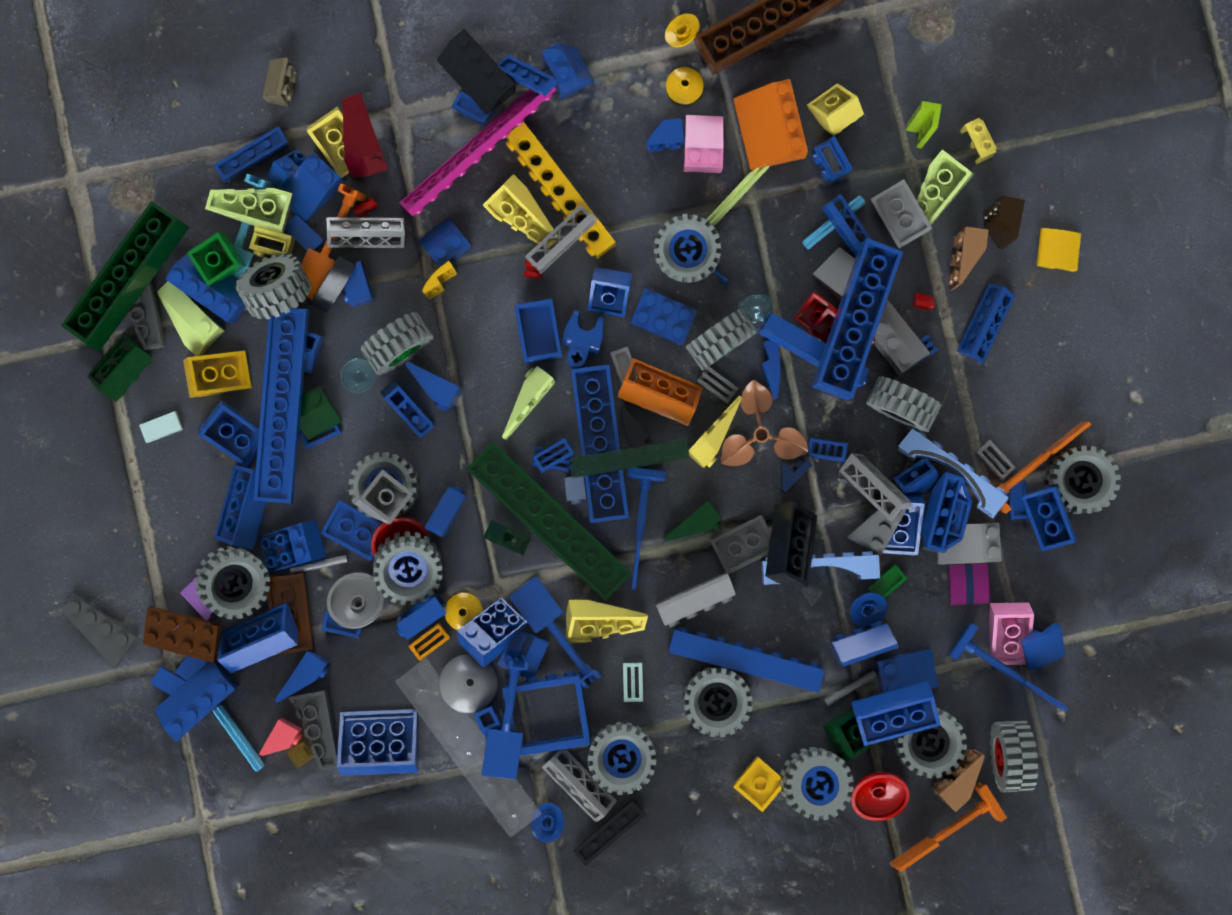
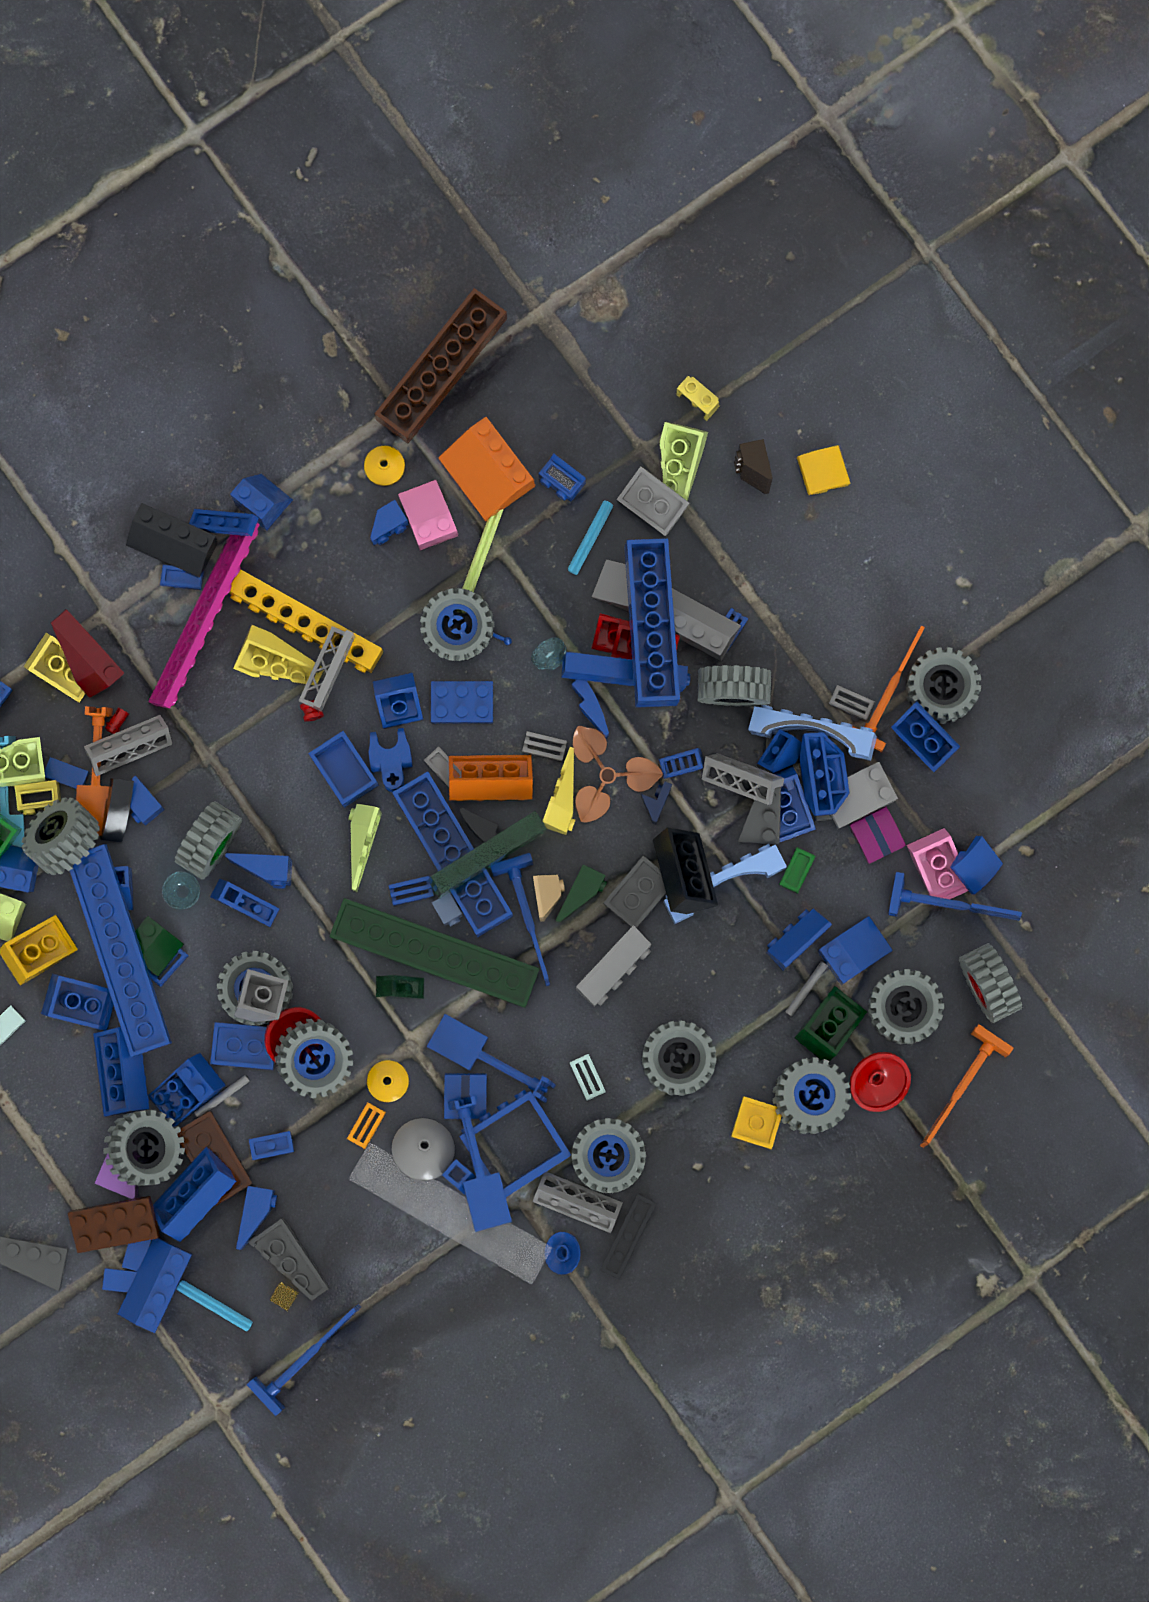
camera: 25 degrees left, 5 degrees down
(251, 832) = (268, 1393): none -> blue piece
(282, 737) = (258, 1285): coral slope -> none
(285, 167) = (23, 715): blue slope -> none
(312, 187) = (55, 722): blue slope -> none
(349, 592) = (267, 1107): light grey dish -> none
(378, 742) = (358, 1247): blue slope -> none
(420, 615) = (346, 1100): blue window -> none
(434, 284) = (220, 767): yellow slope -> none
(445, 243) = (212, 723): blue slope -> none
(446, 511) = (328, 986): blue slope -> none
(491, 632) = (423, 1087): blue slope -> none
(539, 463) = (421, 871): blue tile -> none
(593, 619) = (523, 1030): light yellow wedge -> none
(666, 512) = (548, 893): none -> tan slope
(682, 30) = (358, 413): yellow dish -> none
(721, 339) = (528, 698): light grey wheel -> none
(746, 660) = (690, 1006): blue brick -> none
(836, 109) = (544, 426): light yellow slope -> none
(842, 227) = (593, 534): blue fence -> none
(868, 609) = (796, 905): blue dish -> none
(896, 713) = (858, 991): blue slope -> none
(923, 301) = (712, 577): red slope -> none
(924, 121) = (634, 403): lime fence -> none
(959, 785) = (951, 1035): medium nougat slope -> none
(969, 247) = (733, 504): medium nougat slope -> none
(984, 320) = (779, 572): blue fence -> none
(1015, 501) = (893, 742): blue tile -> none

